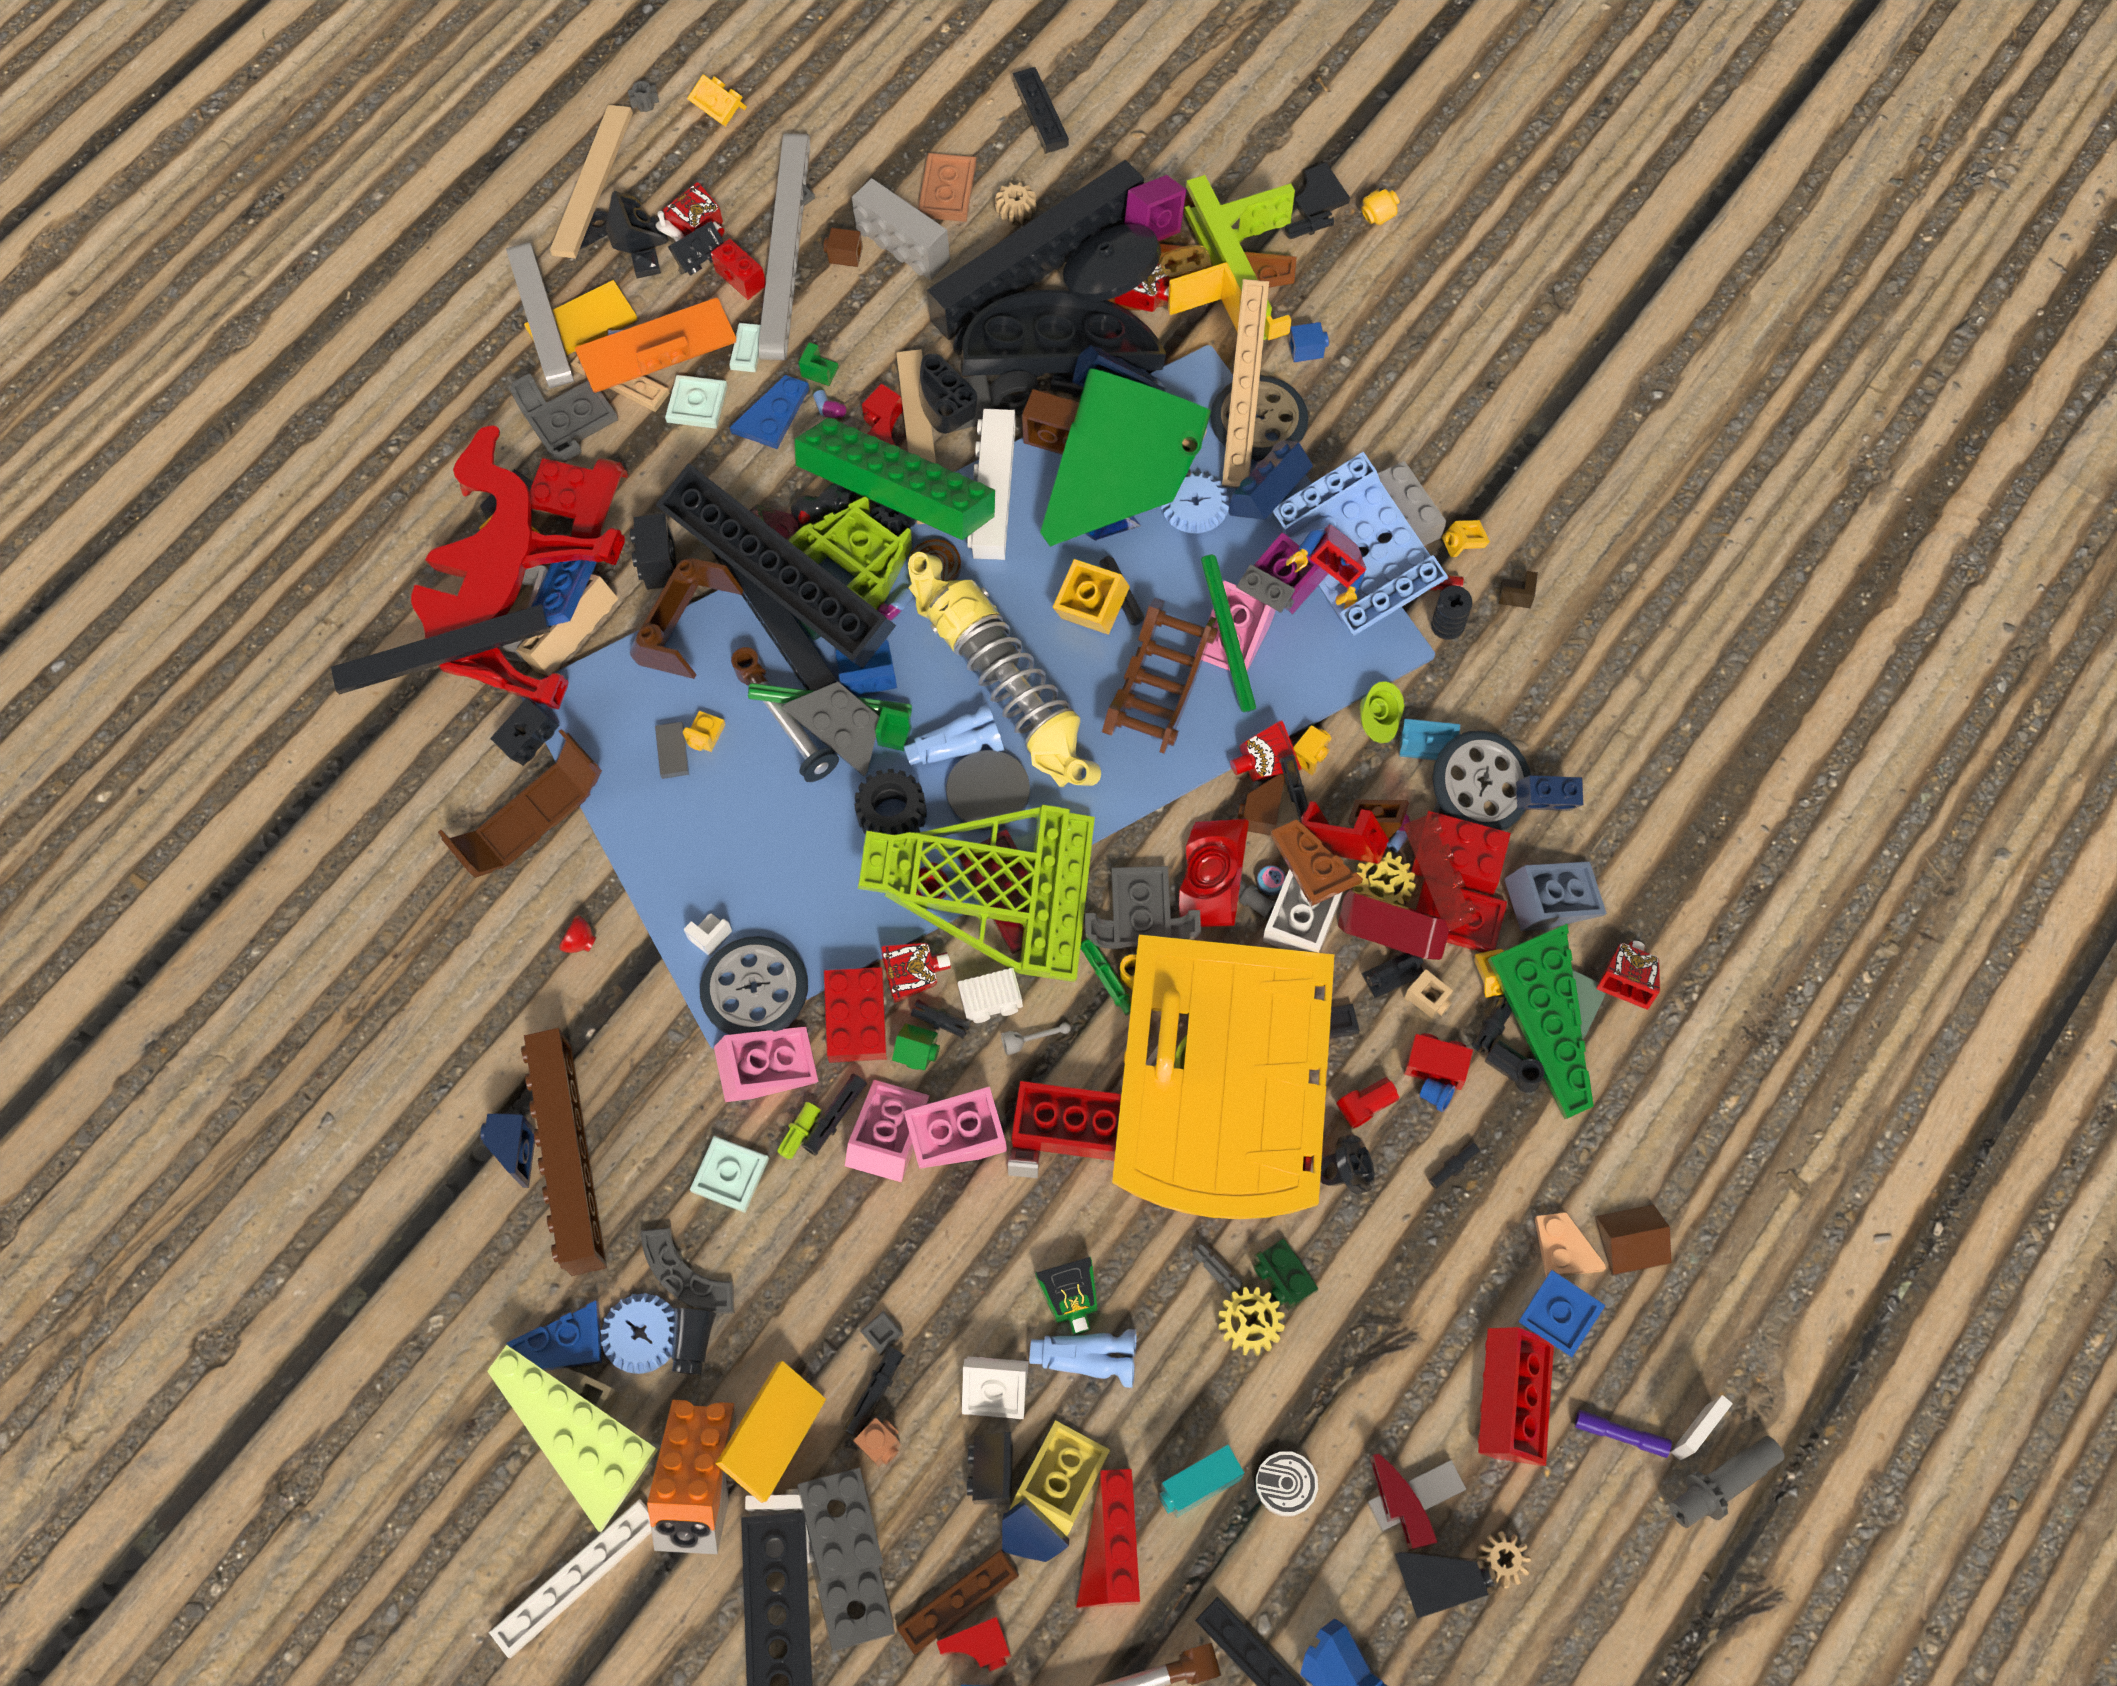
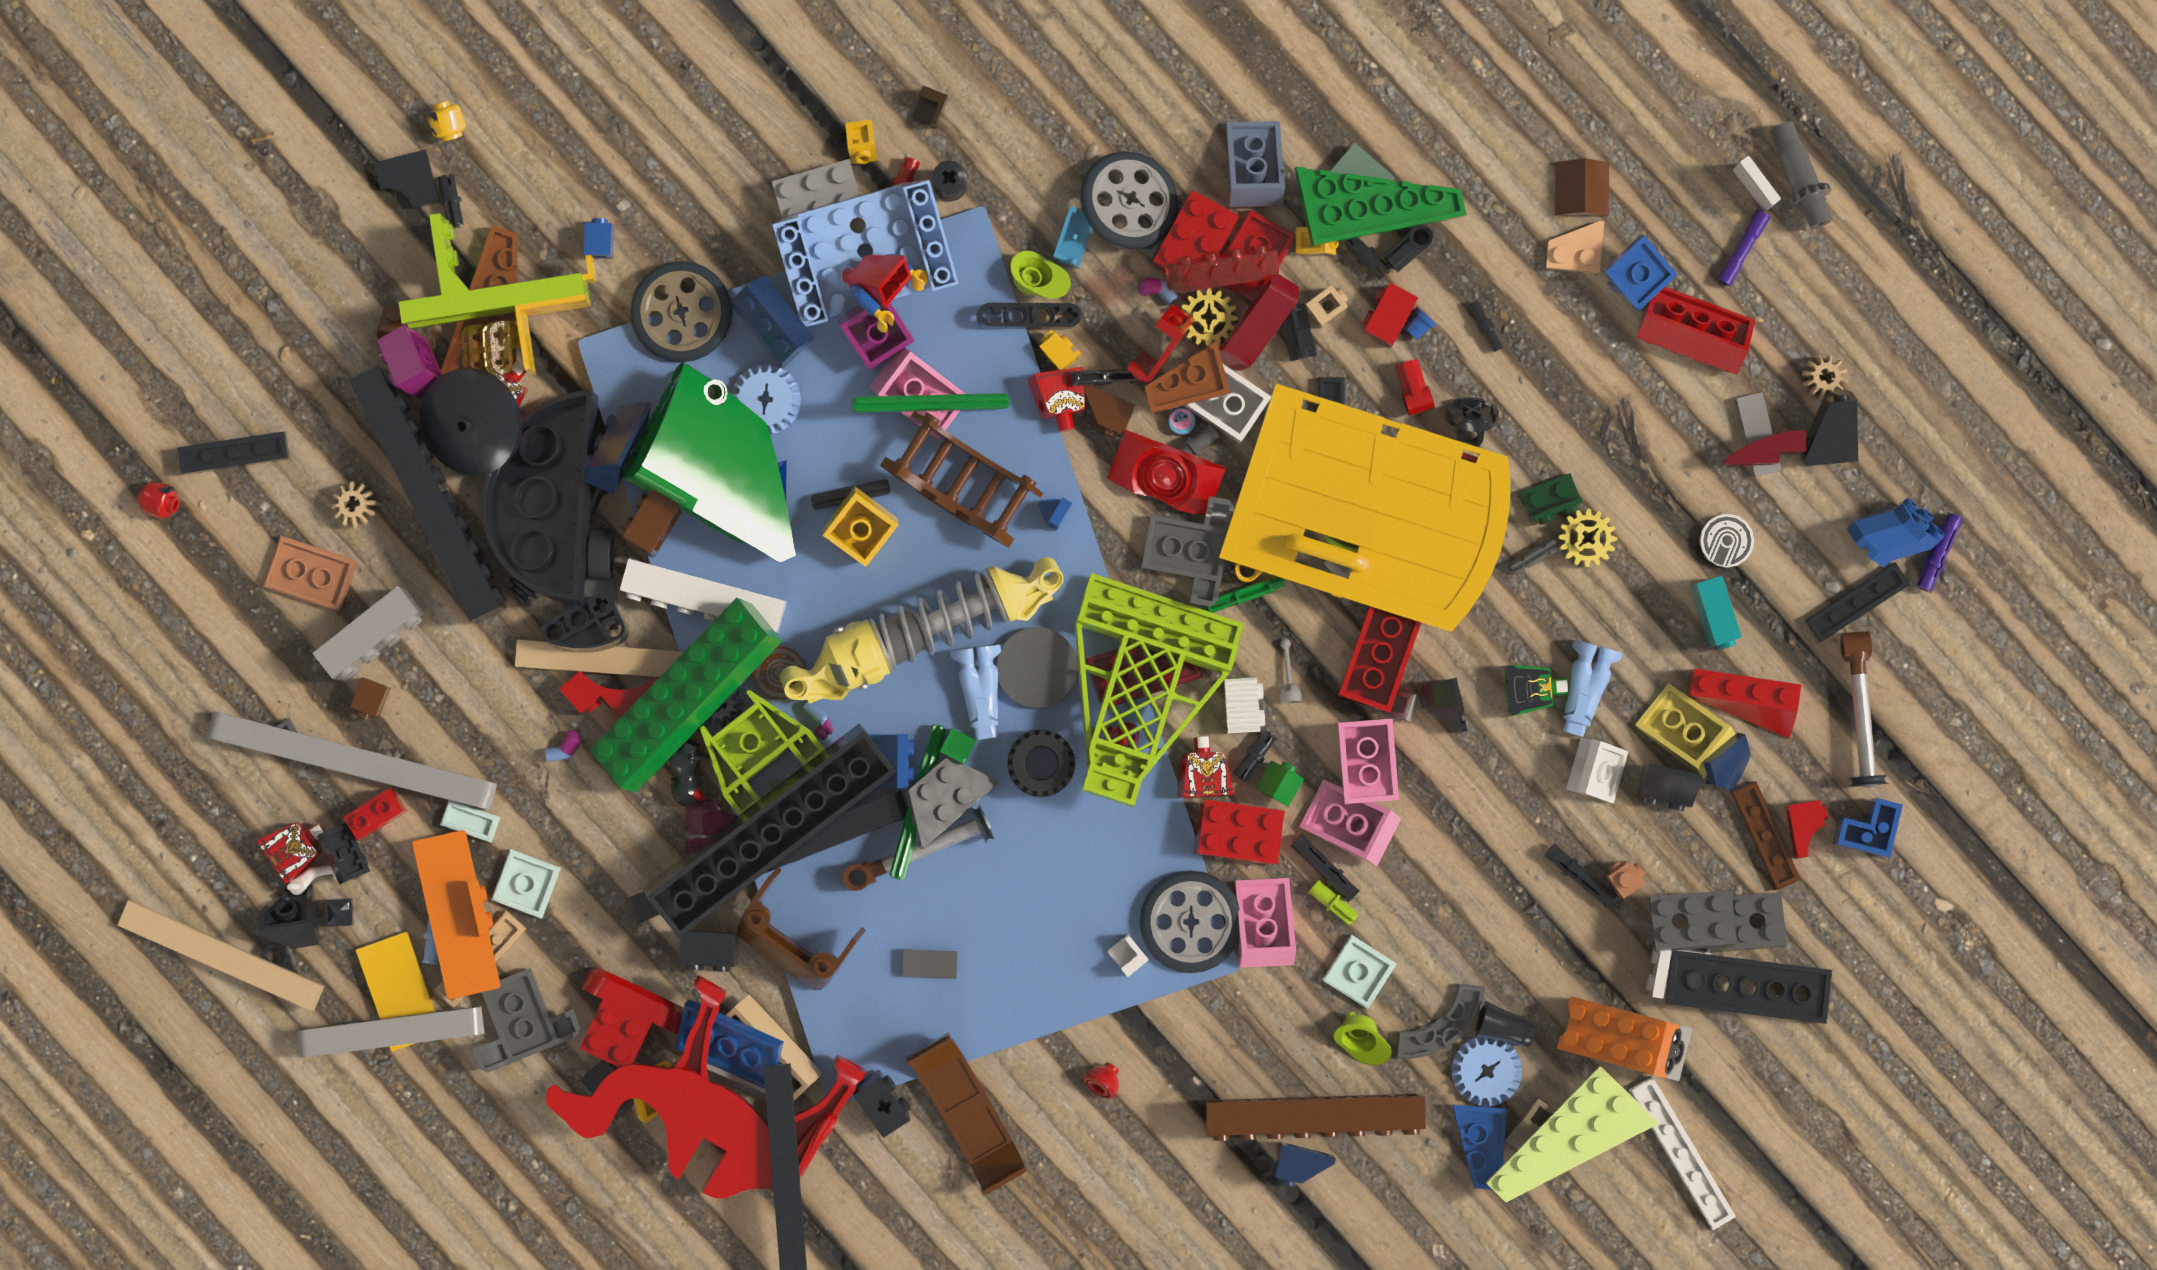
camera: 80 degrees left, 20 degrees up
(643, 96) = (124, 887): dark grey gear -> none
(656, 1187) = (1361, 1040): none -> lime piece
(704, 732) = (917, 929): yellow bracket -> none
(715, 100) = (138, 804): yellow bracket -> none
(771, 1431) = (1603, 966): yellow tile -> none
(772, 413) = (559, 806): blue wing -> none
(815, 367) = (513, 749): green panel -> none
(881, 1333) = (1529, 860): dark grey tile -> none
(986, 63) = (158, 499): none -> red head
(1035, 1201) = (1444, 703): none -> black slope
(1148, 775) = (1054, 511): none -> blue tile
(1245, 382) = (655, 319): tan tile -> none
(1266, 589) = (900, 357): dark grey hinge -> none
(1335, 714) = (1028, 311): none -> black beam
(1387, 812) = (1149, 308): reddish brown slope -> none
(1549, 793) = (1156, 141): dark blue brick -> none
(1632, 975) = (1348, 119): torso -> none

